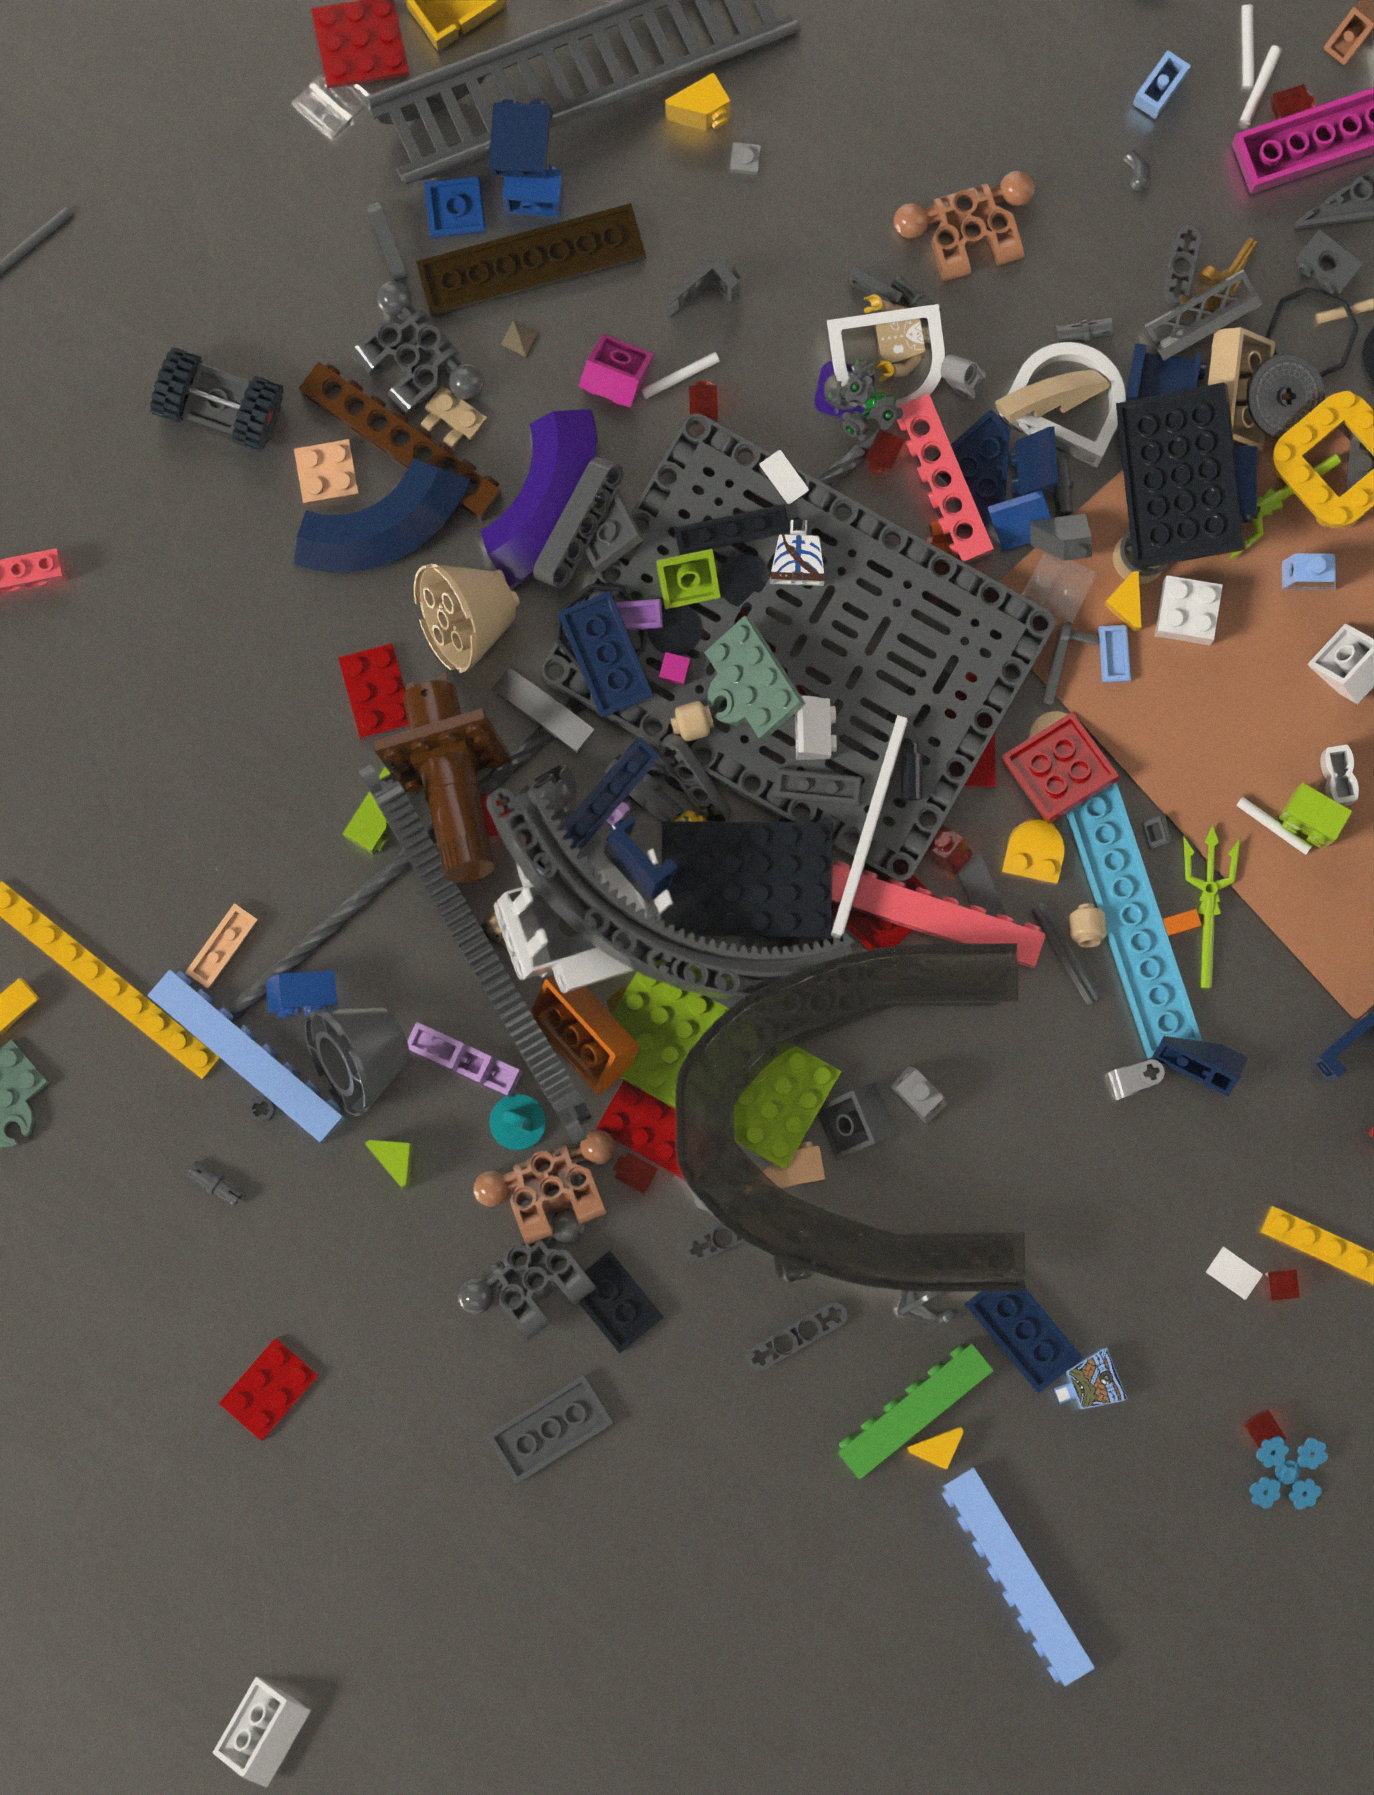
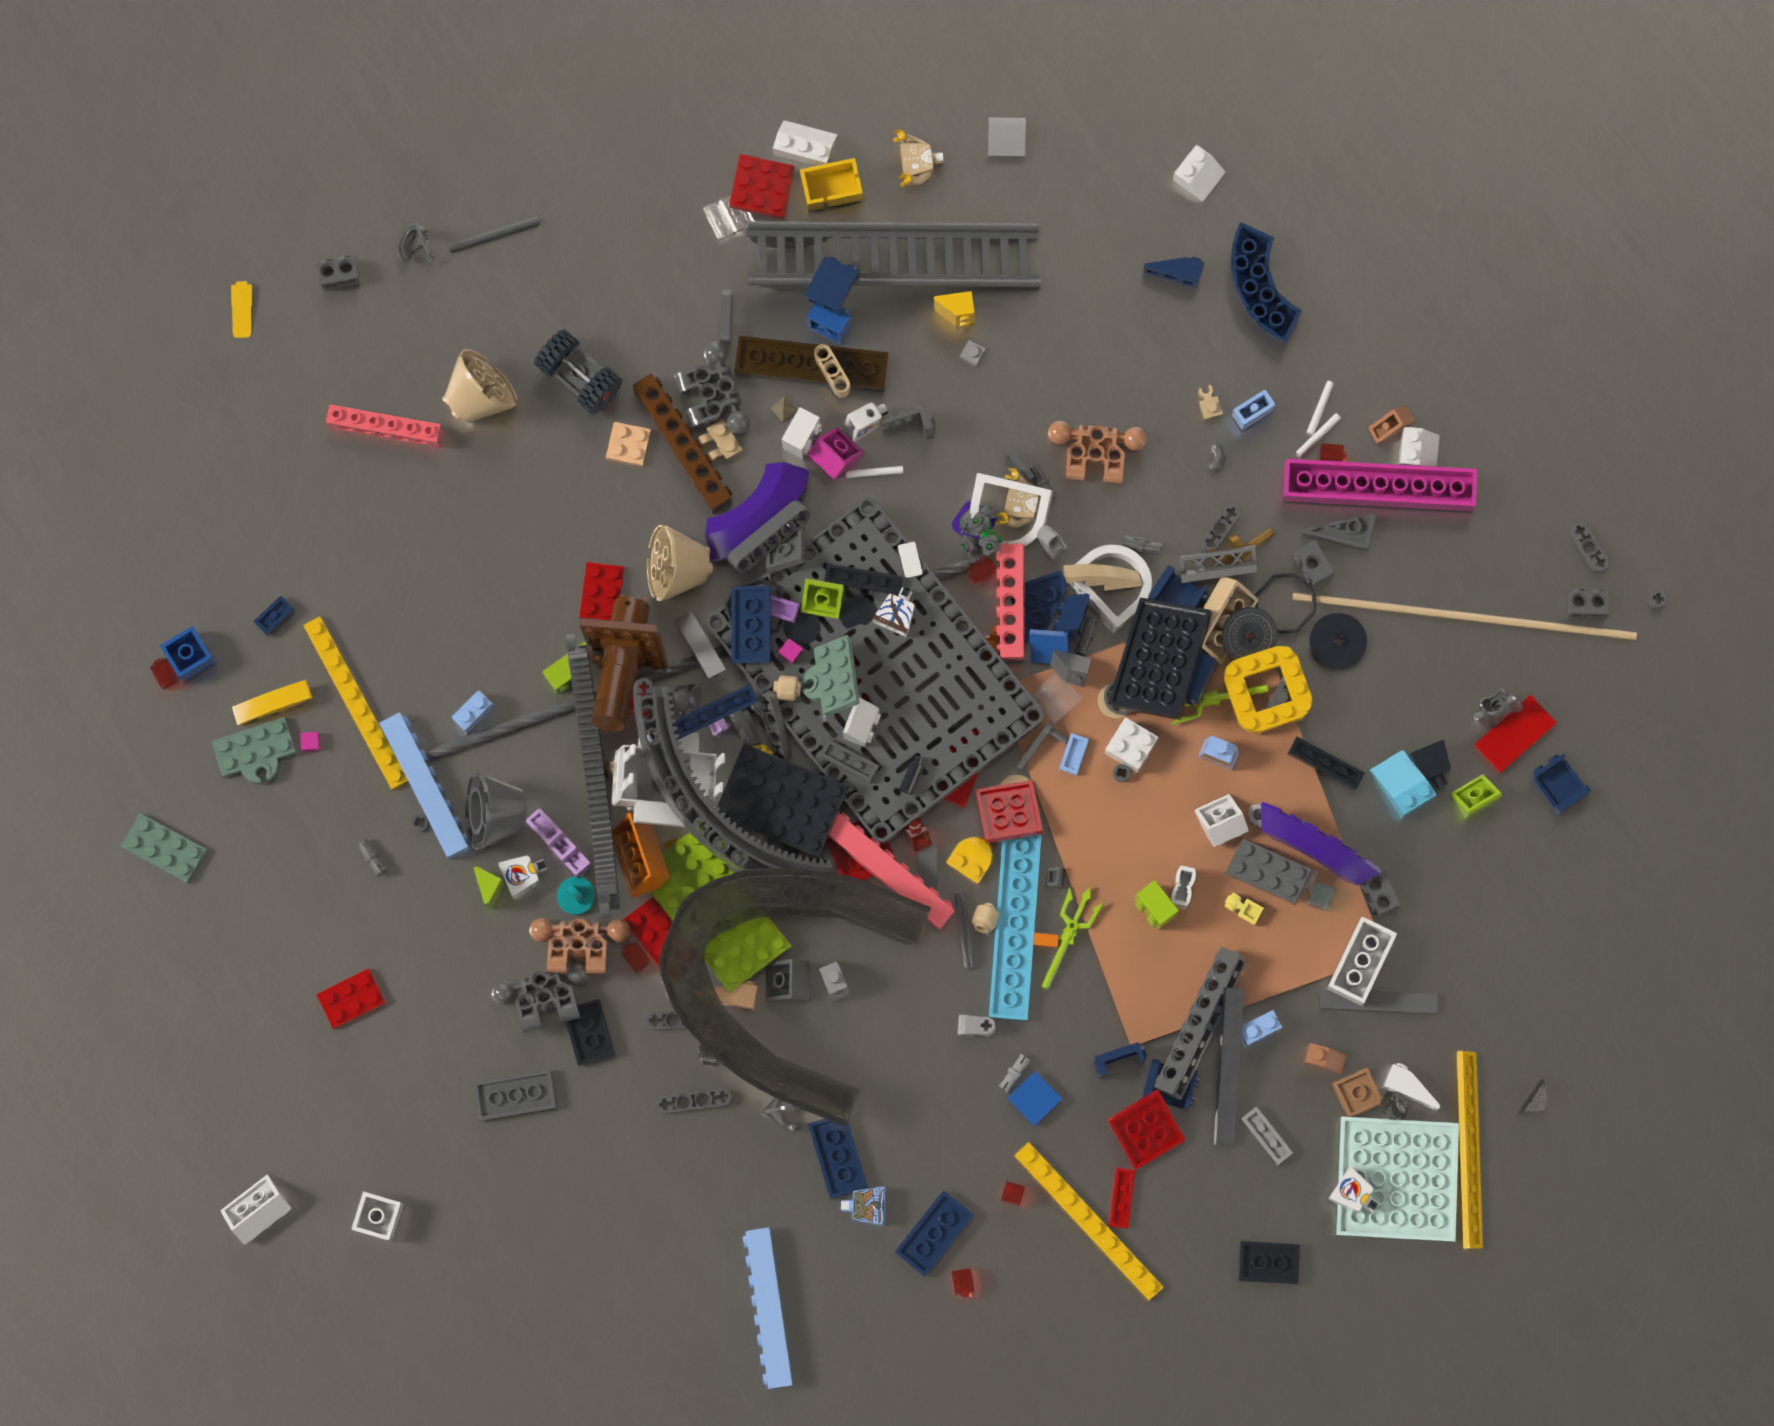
camera: 25 degrees right, 5 degrees down
(61, 1059) = (310, 741): none -> dark pink piece
(87, 479) = (477, 388): none -> tan cone
(221, 946) = (437, 711): light nougat plate -> none
(270, 928) = (473, 712): none -> light blue brick
(300, 992) = (474, 758): blue brick -> none
(385, 529) = (650, 493): dark blue brick -> none
(431, 1123) = (521, 874): none -> white torso
(433, 1673) = (377, 1216): none -> white brick
(455, 207) = (778, 312): blue tile -> none
(560, 360) = (801, 433): none -> white brick
(572, 270) = (831, 362): none -> tan beam
(634, 863) = (709, 756): dark blue panel -> none
(638, 310) = (864, 420): none -> white torso
(703, 400) = (882, 493): clear red brick -> none
(869, 827) = (870, 798): white tile -> none
(915, 1410) = (747, 1178): bright green brick -> none
(938, 1448) = (752, 1207): yellow slope -> none
(1097, 103) = (1209, 406): none -> tan plate
(1126, 602) = (1094, 724): yellow slope -> none
(1192, 662) = (1122, 767): none -> dark grey bush
(1197, 1382) = (934, 1233): none -> dark blue plate
(1202, 1061) = (1022, 1033): dark blue slope -> none
(1214, 1120) = (1014, 1073): none -> light grey pin
(1234, 1273) = (987, 1175): white sticker -> none
(1256, 1144) = (1034, 1098): none -> blue tile
(1274, 825) = (1130, 903): white bar -> none
(1287, 1472) = (967, 1313): dark azure plant -> none

